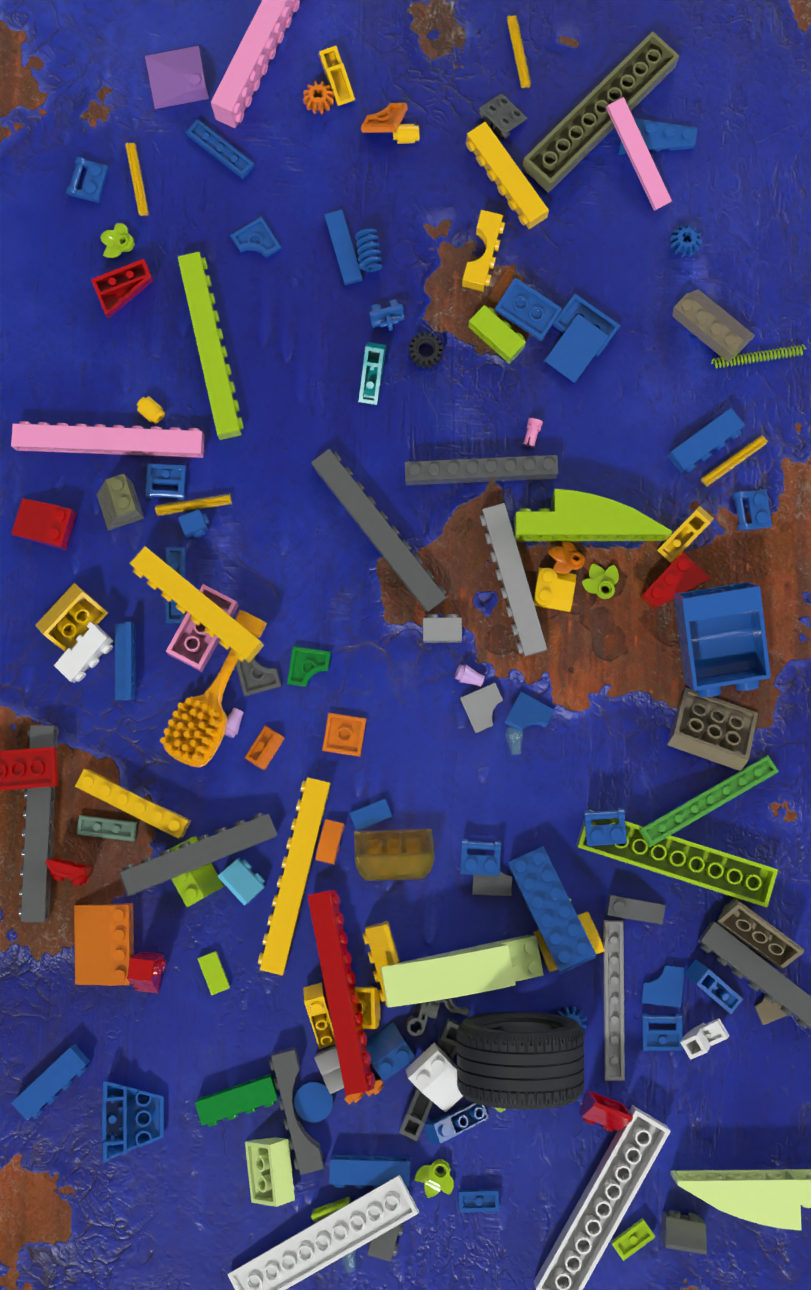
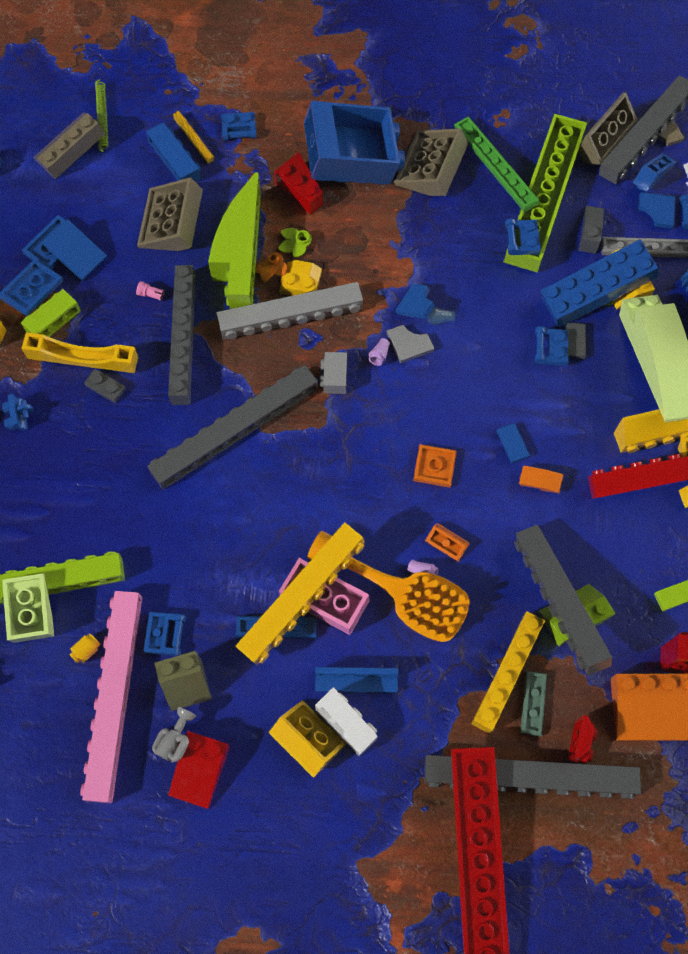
camera: 90 degrees left, 15 degrees down
(60, 496) = (171, 743): none -> light grey piece
(181, 353) = (27, 608): none -> yellowish green slope
(194, 524) = (213, 604): blue brick -> none
(203, 503) = (191, 607): yellow axle -> none
(242, 880) = (585, 560): medium azure slope -> none
(256, 678) = (377, 546): dark grey tile -> none
(295, 876) = (577, 512): yellow brick -> none
(305, 664) = (363, 499): green tile -> none
(372, 373) = (73, 427): teal slope -> none
(394, 854) = (551, 416): clear yellow windscreen -> none
(422, 398) = (105, 386): none -> dark grey plate
(425, 339) = (64, 386): black tyre -> none
(453, 369) = (47, 349): none -> yellow arch
(625, 445) = (170, 216): none -> dark tan slope
(685, 534) = (248, 164): yellow slope -> none

